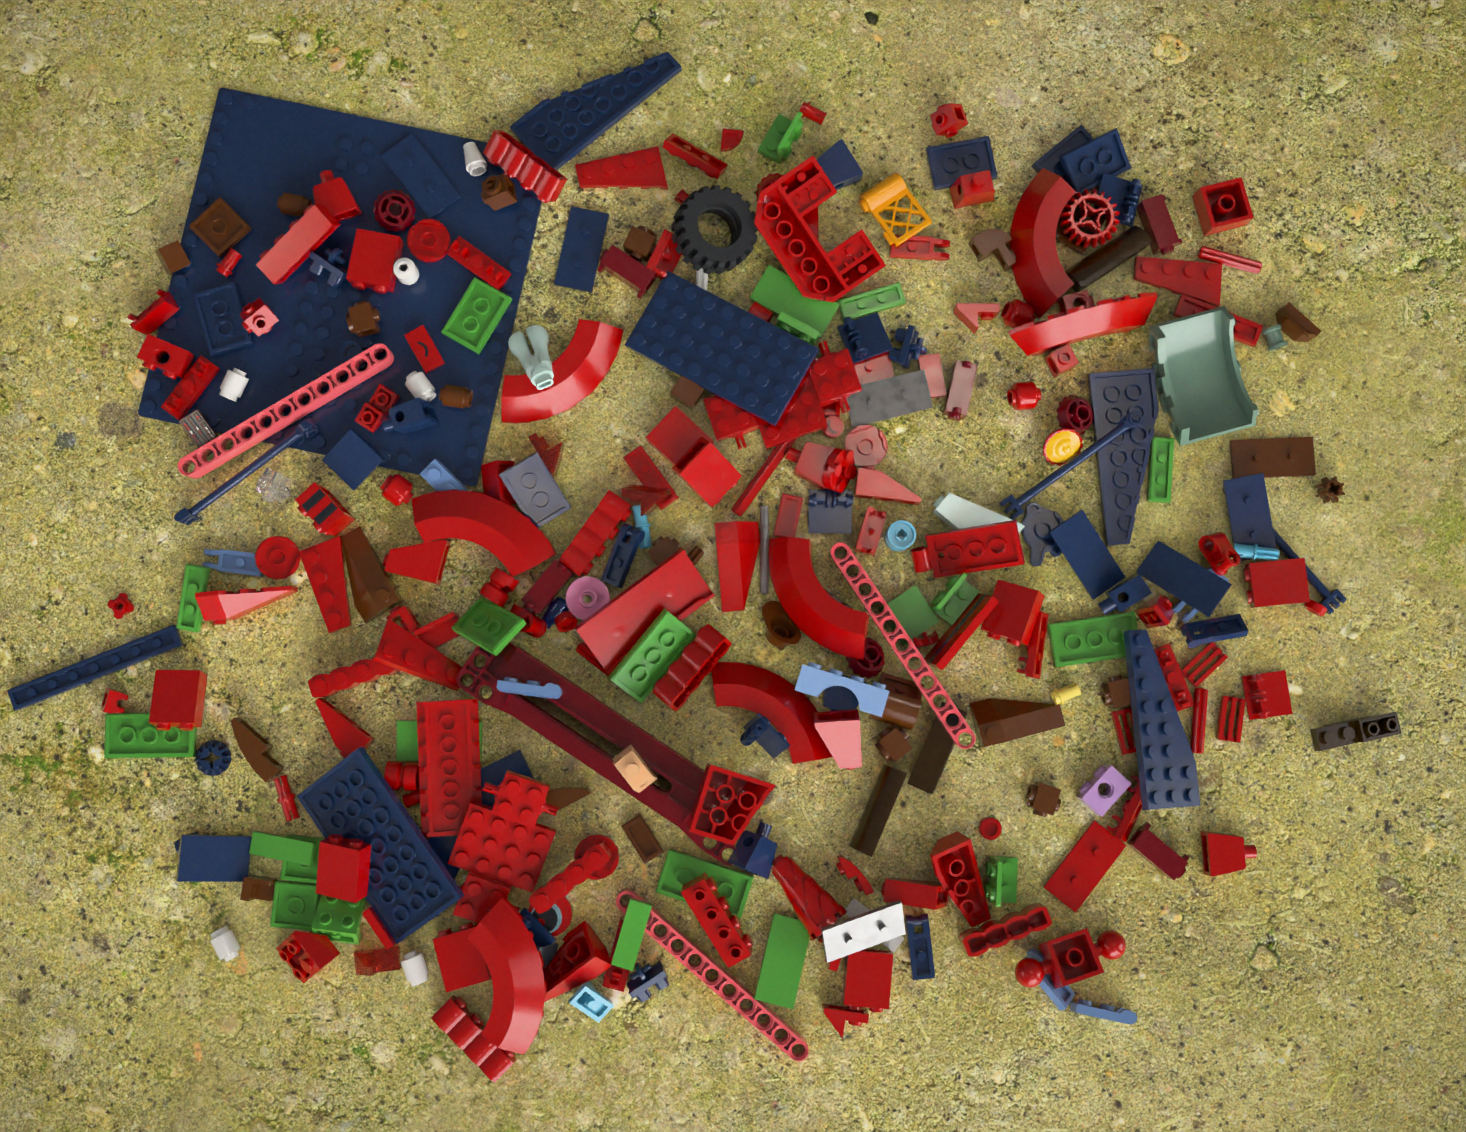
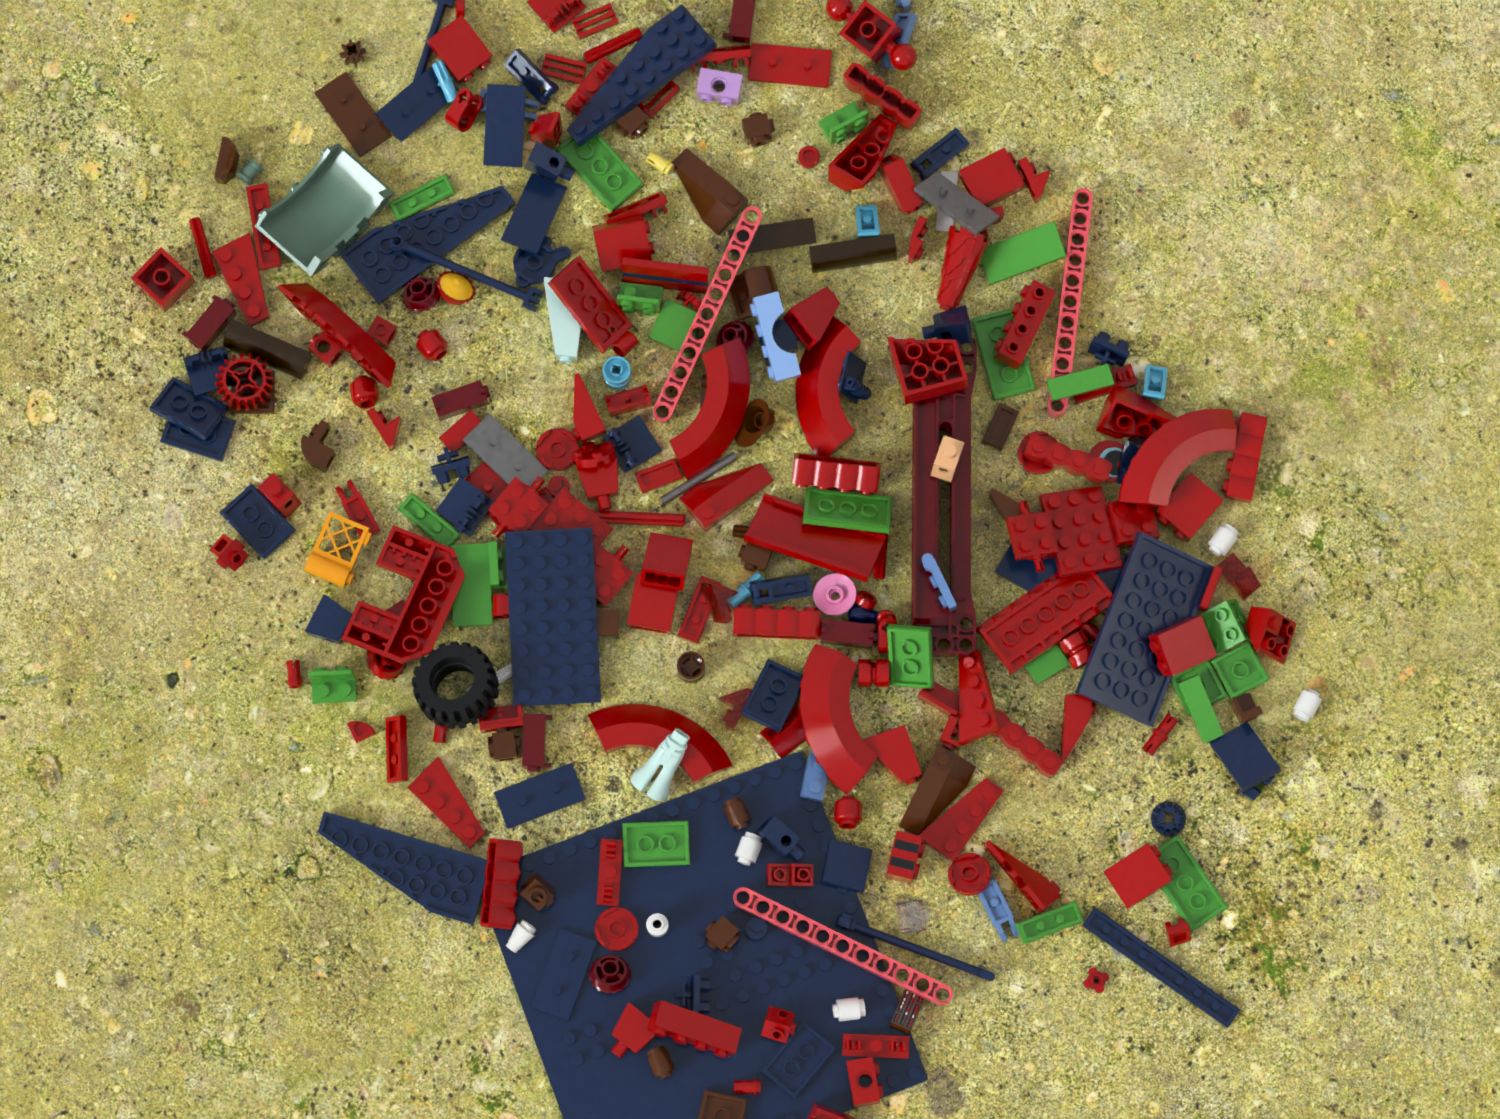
camera: 120 degrees left, 5 degrees down
(255, 750) = (1137, 784): reddish brown slope -> none
(373, 261) = (665, 959): red brick -> none
(424, 349) = (713, 869): red tile -> none
(604, 436) = (691, 667): none -> reddish brown wheel
(893, 743) = (791, 274): reddish brown brick -> none
(899, 841) = (867, 221): none -> medium azure slope
(1034, 241) = (291, 417): red brick -> none

